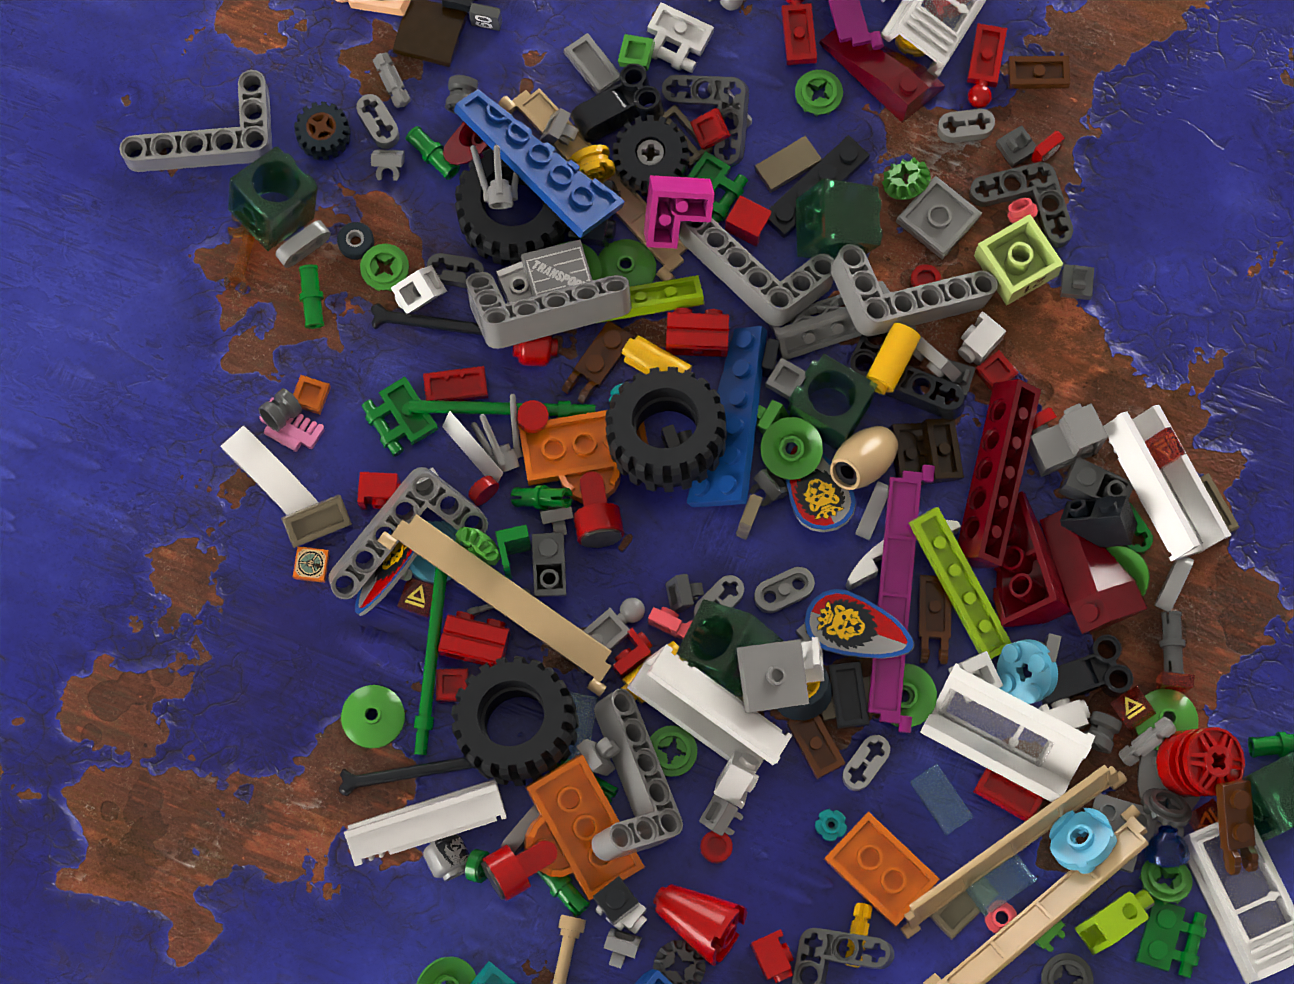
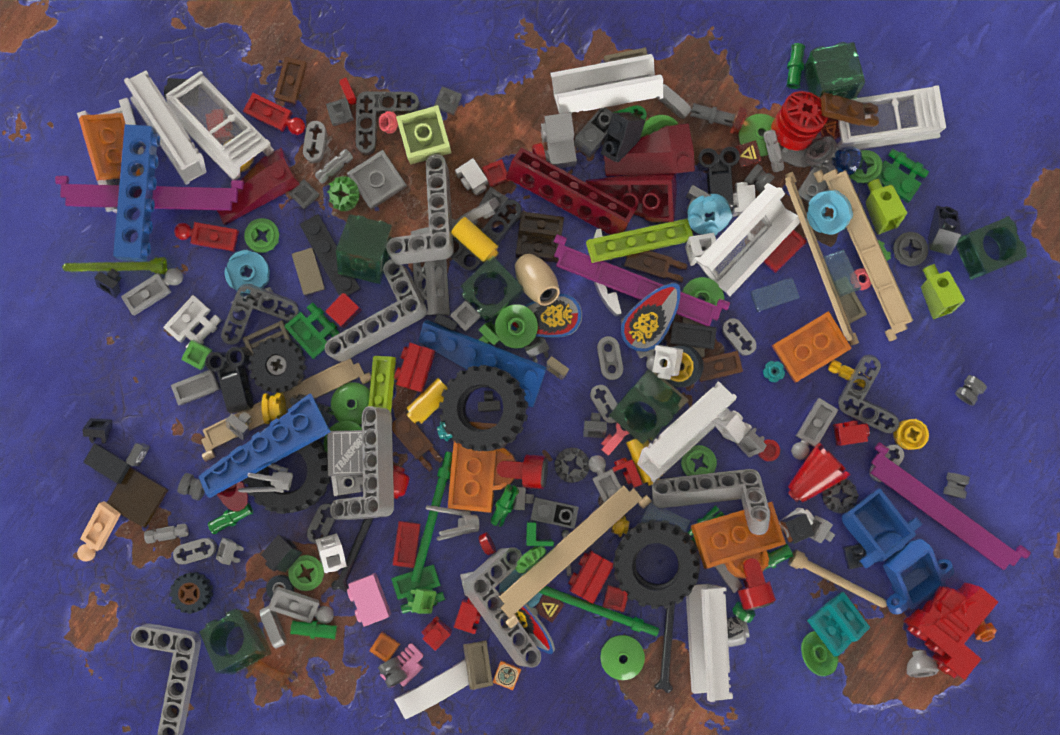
camera: 75 degrees left, 10 degrees up
(338, 270) = (299, 606): none -> light grey plate
(345, 454) = (436, 633): none -> red brick
(369, 354) = (369, 600): none -> bright pink brick
(385, 422) = (423, 601): none -> bright green tile
(401, 227) = (281, 554): none -> black brick
(471, 447) = (455, 544): white sticker -> none
(532, 416) = (445, 497): red tile -> none
(556, 662) = (620, 526): none -> yellow plate
(599, 754) = (693, 513): light grey tile -> none
(630, 589) = (576, 474): none -> dark grey gear
(675, 201) = (320, 359): dark pink brick -> none
(710, 128) = (269, 318): red tile -> none
(766, 901) = (813, 428): none -> light grey plate
(772, 676) = (678, 383): light grey plate -> none
(780, 91) = (253, 261): none -> medium azure plate
(873, 511) = (572, 283): light grey beam -> none
(890, 131) = (304, 194): none -> dark grey tile
(923, 275) = (418, 202): red tile -> none
(940, 158) = (333, 166): none -> light grey axle
(1165, 447) = (582, 78): clear red tile -> none

